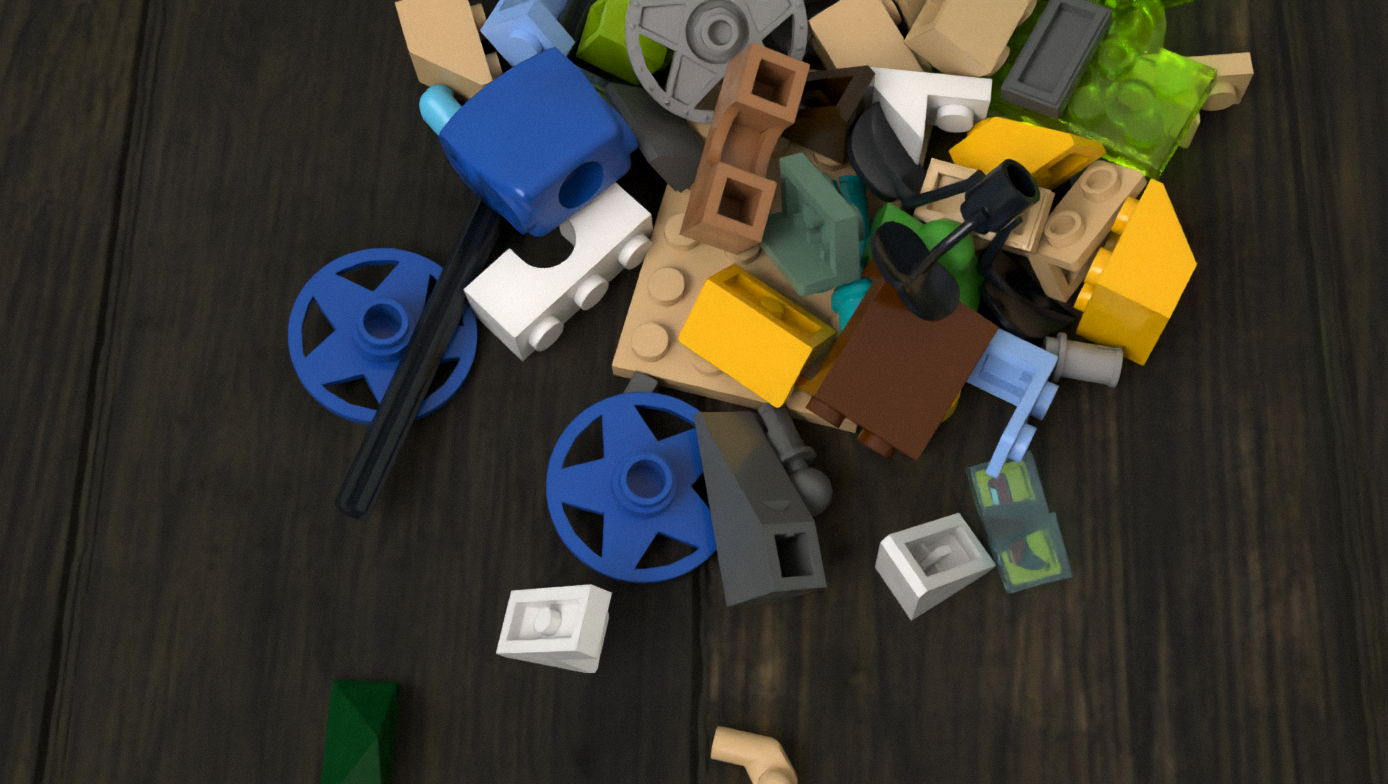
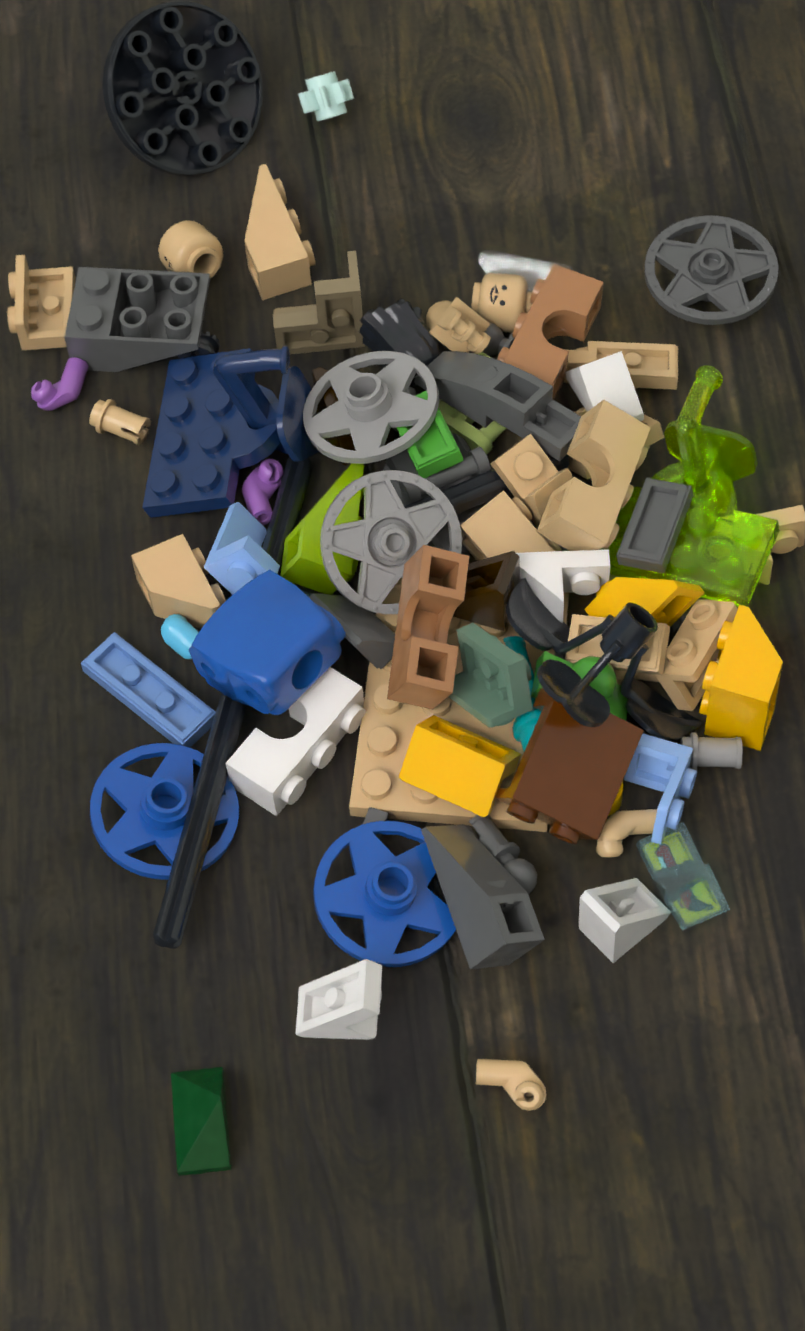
camera: 10 degrees left, 10 degrees down
(393, 178) = (149, 691): none -> medium blue tile
(952, 441) = (620, 826): none -> tan arm

